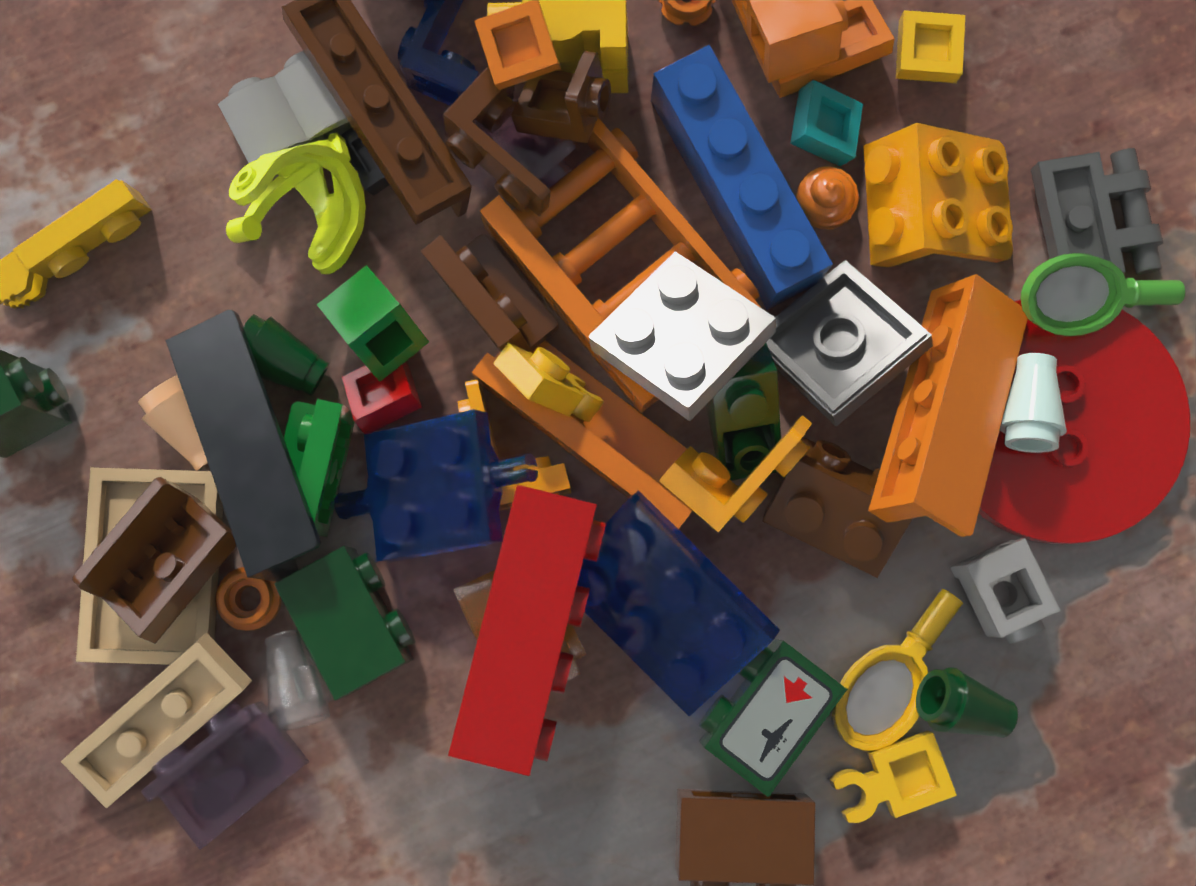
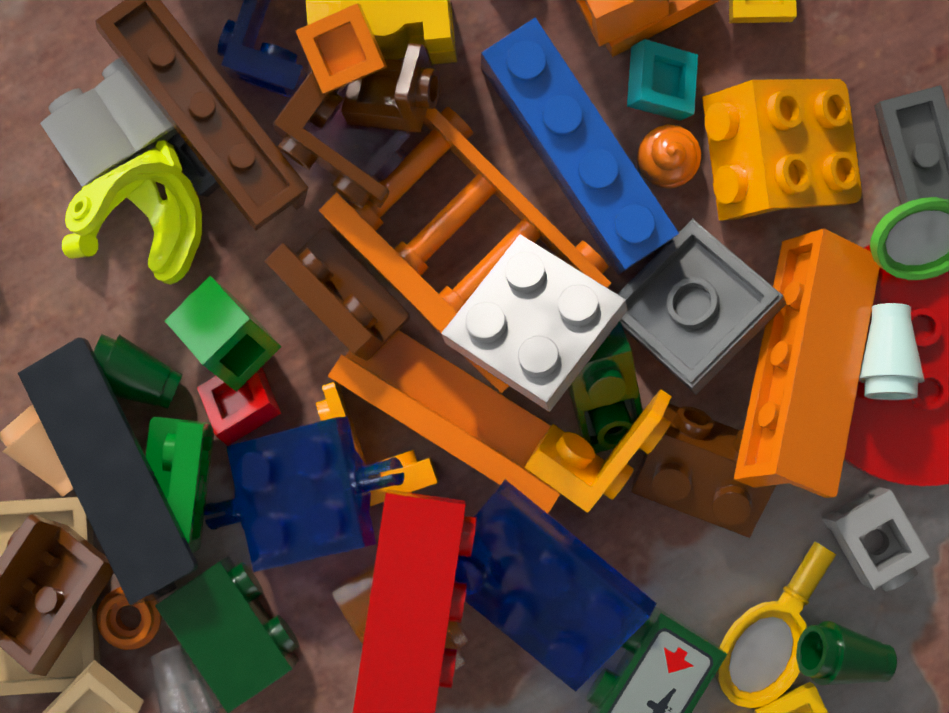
camera: 10 degrees left, 5 degrees up
(547, 381) = (404, 380): yellow plate -> none

